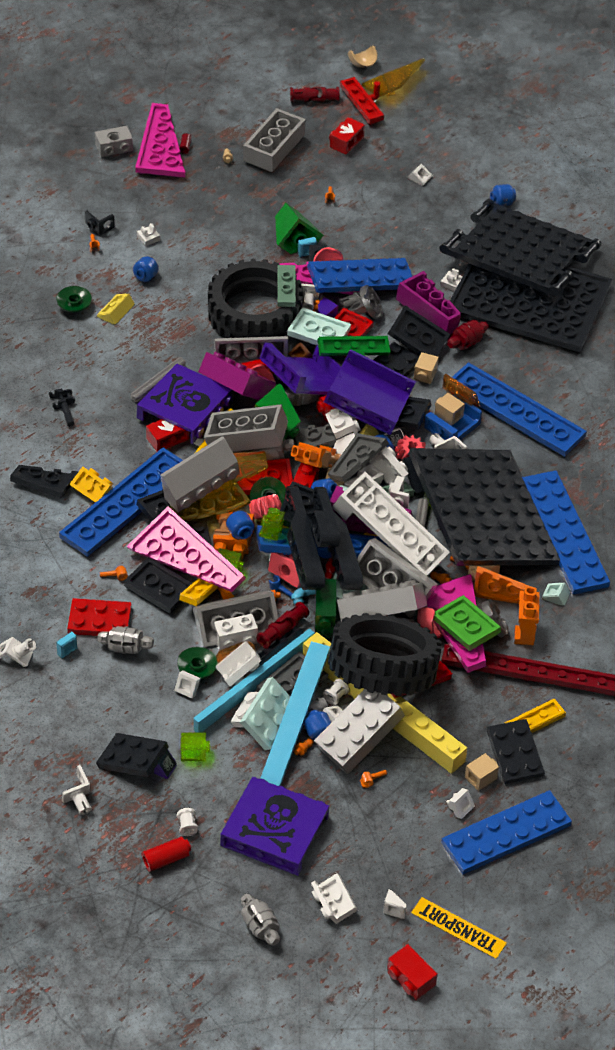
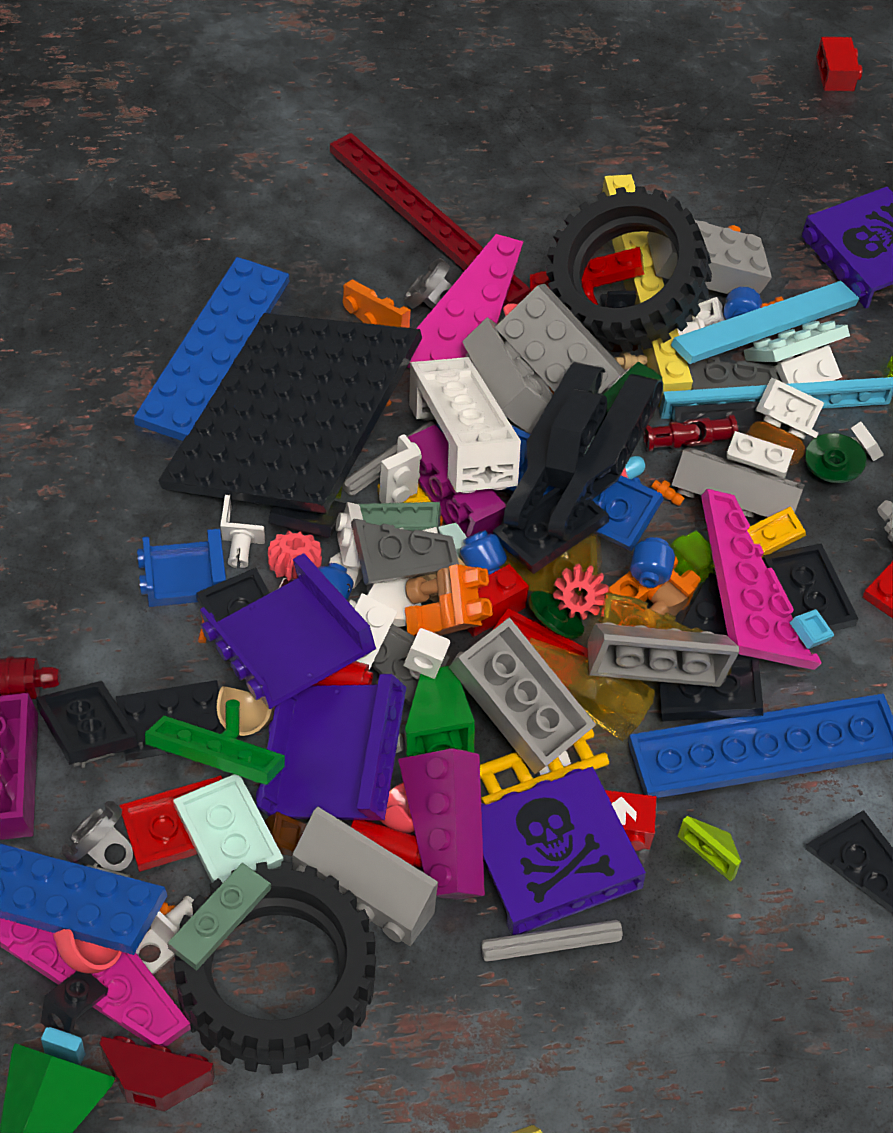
camera: 145 degrees left, 5 degrees up
(63, 403) = (744, 995): black piece -> none
(90, 484) = (799, 801): yellow bracket -> none
(119, 447) = (712, 845): none -> lime slope
(120, 572) = (848, 646): orange hand -> none
(142, 554) = (812, 629): none -> medium azure tile
(272, 252) = (154, 1074): none -> dark red slope
(272, 524) = (623, 507): clear neon green brick -> none
(302, 420) = (426, 654): none -> white bracket
(327, 308) = (176, 874): dark purple brick -> none
(334, 898) = (866, 155): white bracket -> none
(394, 905) = (808, 117): white slope -> none
(426, 368) = (132, 670): tan brick -> none
(449, 409) = (180, 571): tan brick -> none
(459, 927) = (752, 82): yellow sticker -> none
(460, 391) = (139, 580): clear orange slope -> none
(461, 803) = (652, 155): white tile -> none
(466, 623) = (478, 275): bright green plate -> none
(482, 771) = (597, 165): tan brick -> none
(506, 832) = (625, 117): blue plate -> none
(515, 751) = (542, 167): black plate -> none
(521, 411) = (81, 536): blue plate -> none
(528, 616) = (391, 254): orange hips -> none
(542, 715) = (484, 188): yellow tile -> none
(556, 593) = (311, 288): light aqua slope -> none

